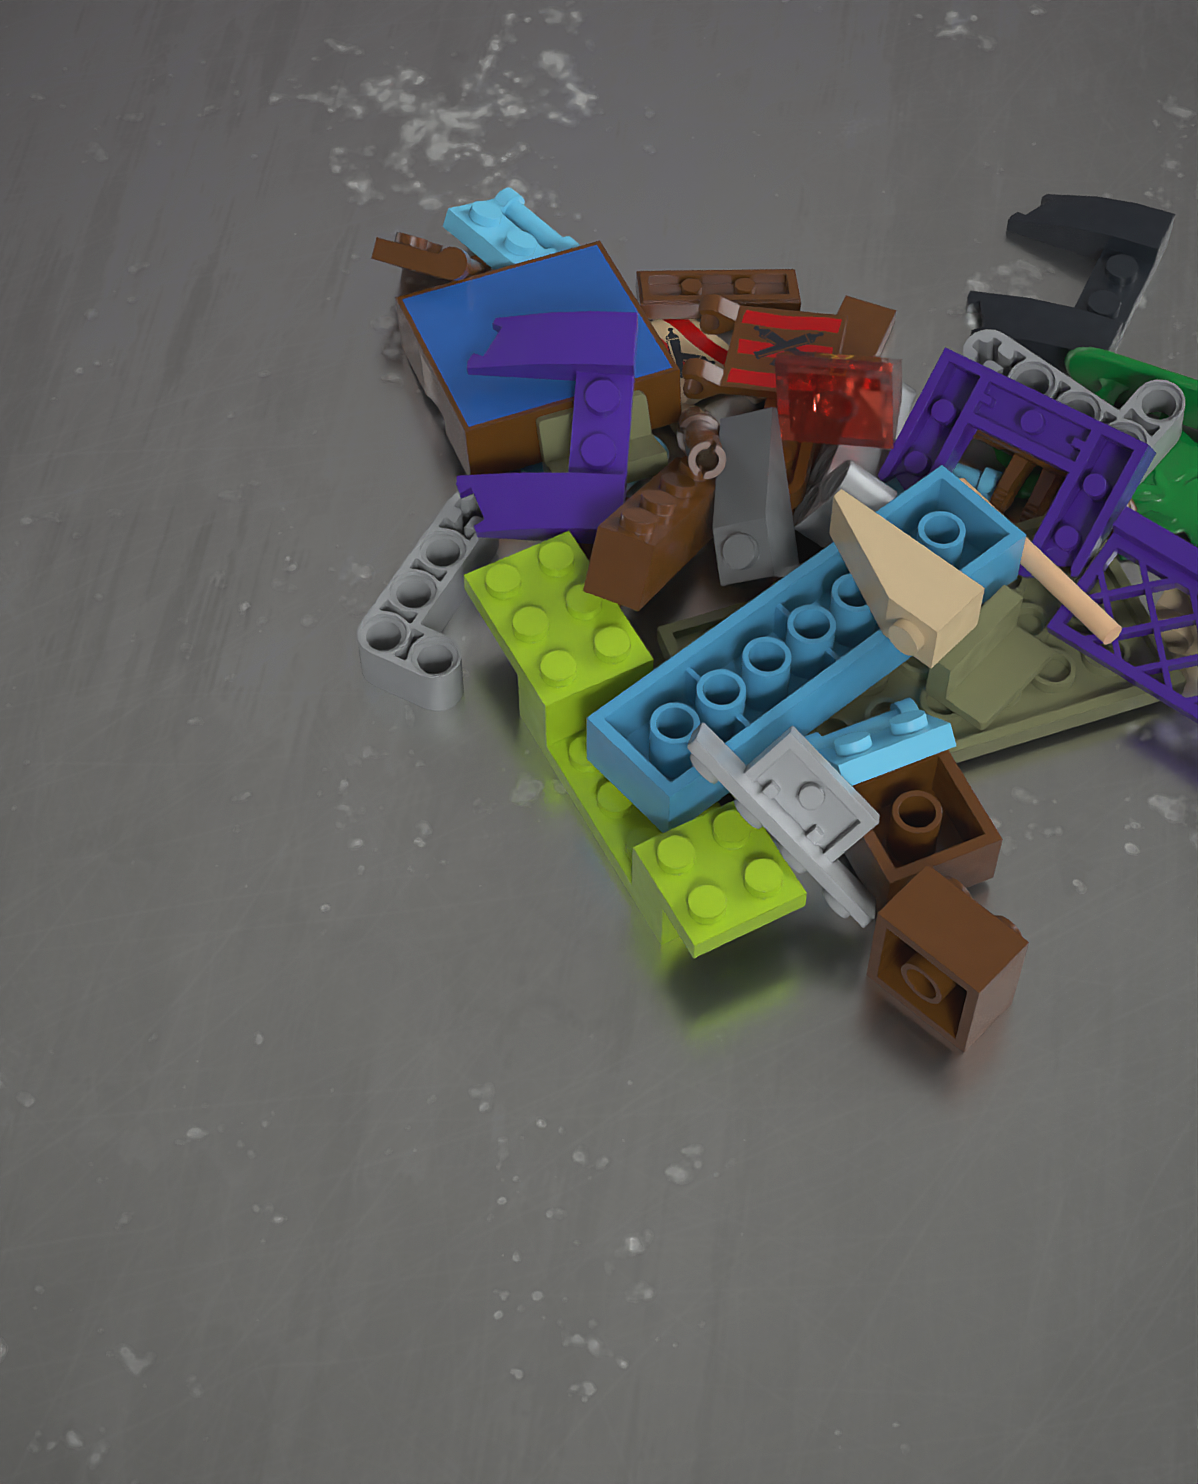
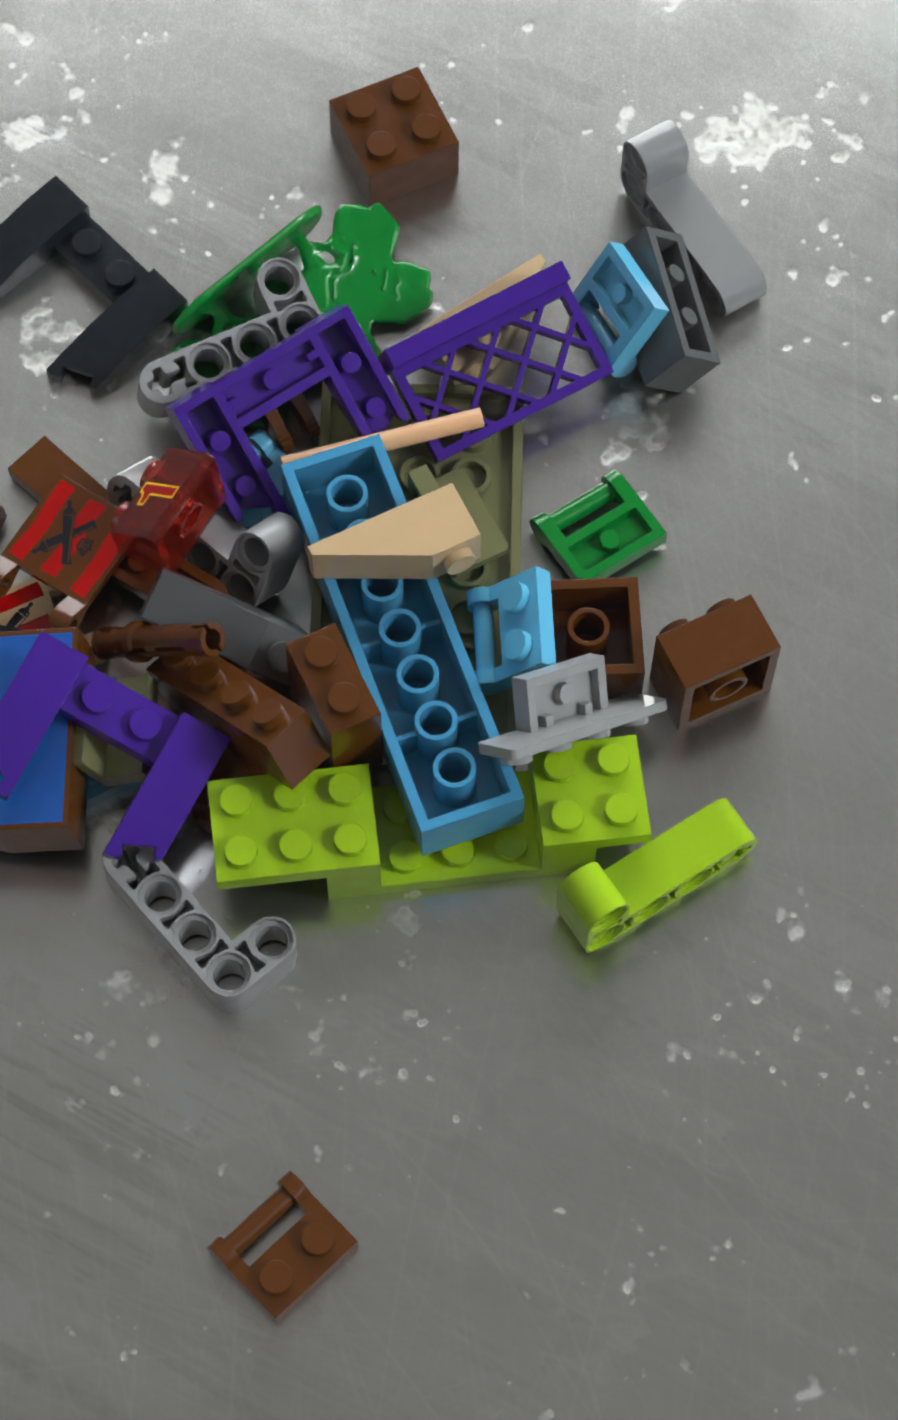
camera: 70 degrees left, 10 degrees up
(119, 811) = (295, 1260): none -> reddish brown plate
(664, 989) = (614, 900): none -> lime beam
(699, 584) = (335, 697): none -> reddish brown brick
(1051, 824) = (607, 541): none -> green plate

